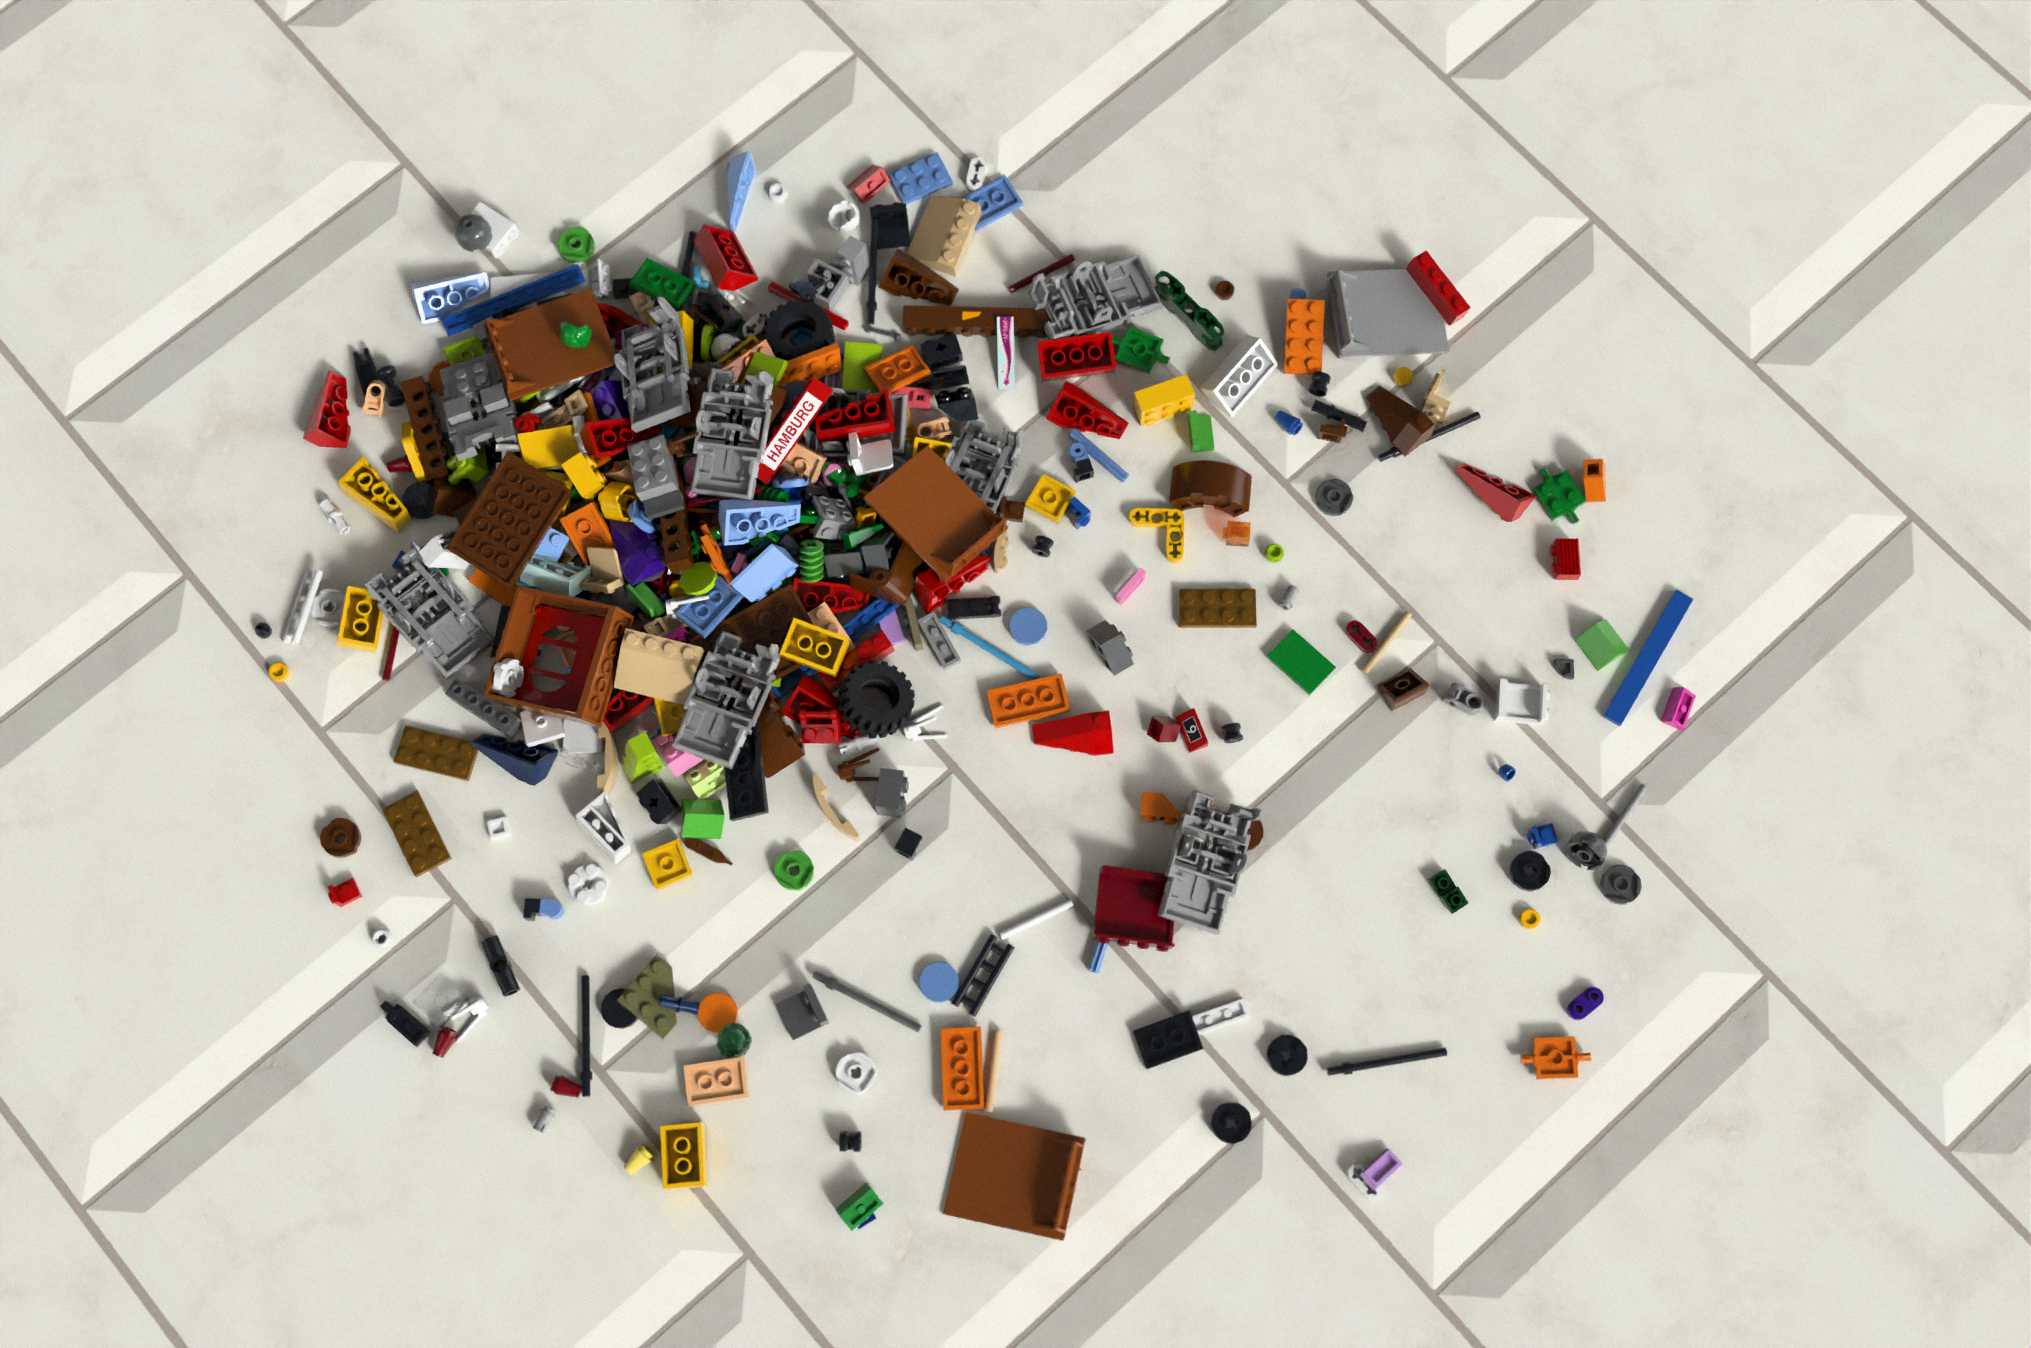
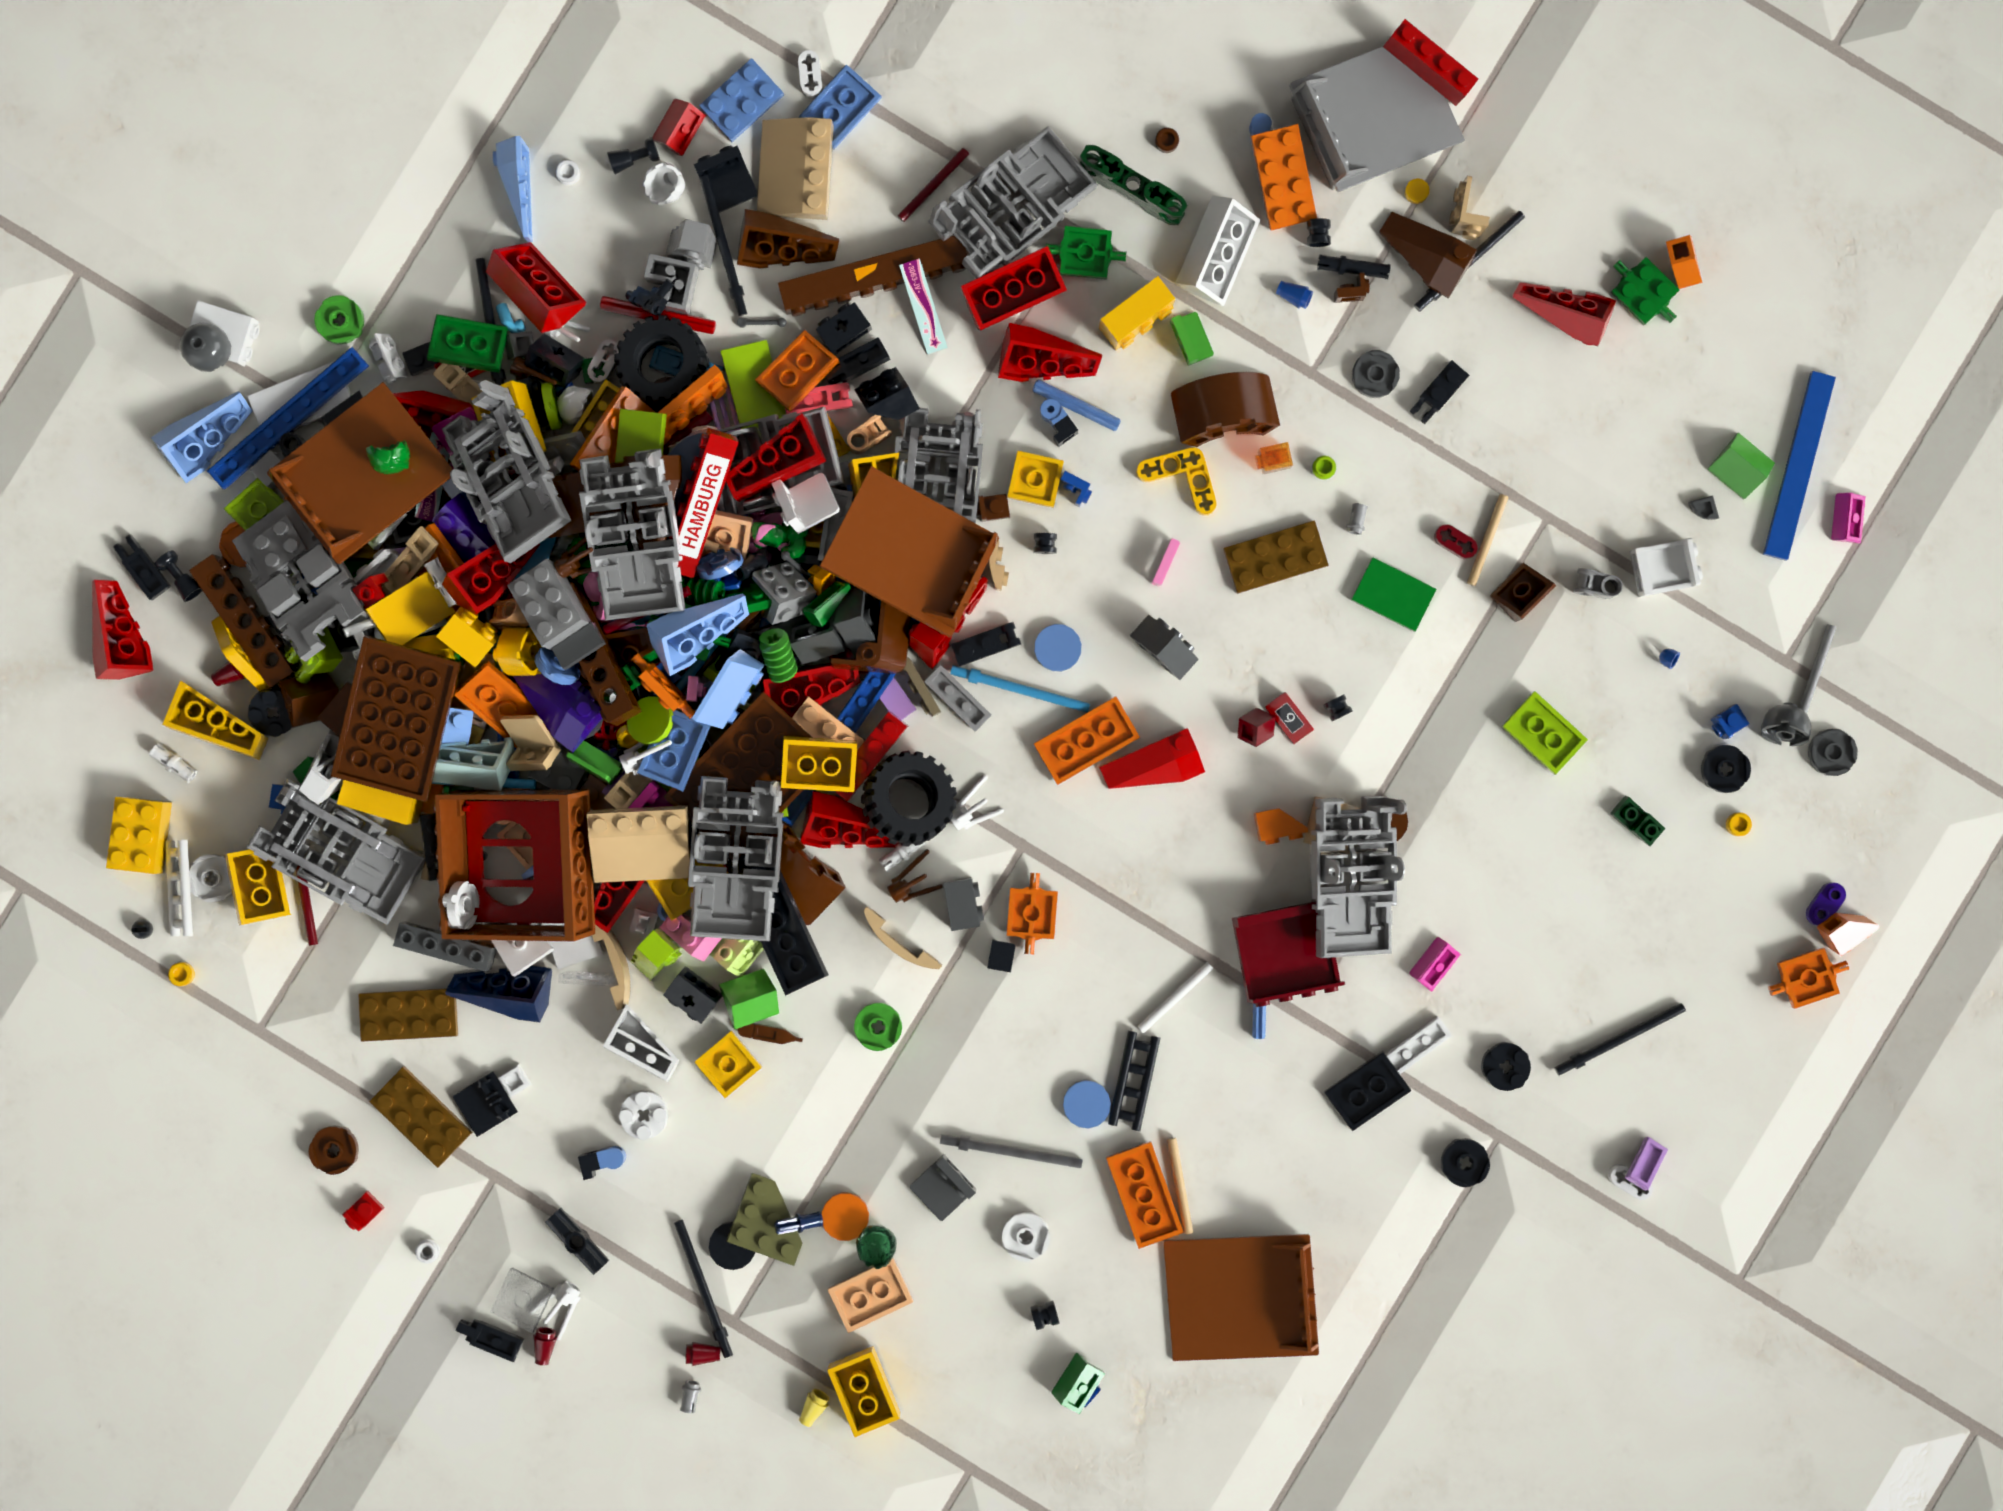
camera: 20 degrees left, 15 degrees up
(288, 559) = (138, 835): none -> yellow brick
(374, 402) = (165, 603): light nougat piece -> none
(469, 838) = (485, 1104): none -> black hinge
(477, 583) = (380, 803): none -> yellow brick
(820, 193) = (624, 158): none -> black piece
(820, 731) = (852, 854): red plate -> none
(943, 819) = (1032, 913): none -> orange plate
(1252, 956) = (1434, 963): none -> dark pink slope
(1380, 523) = (1441, 389): none -> black hinge
(1391, 800) = (1544, 733): none -> lime plate
(1565, 559) = (1673, 372): red brick -> none
(1594, 1028) = (1845, 931): none -> slope

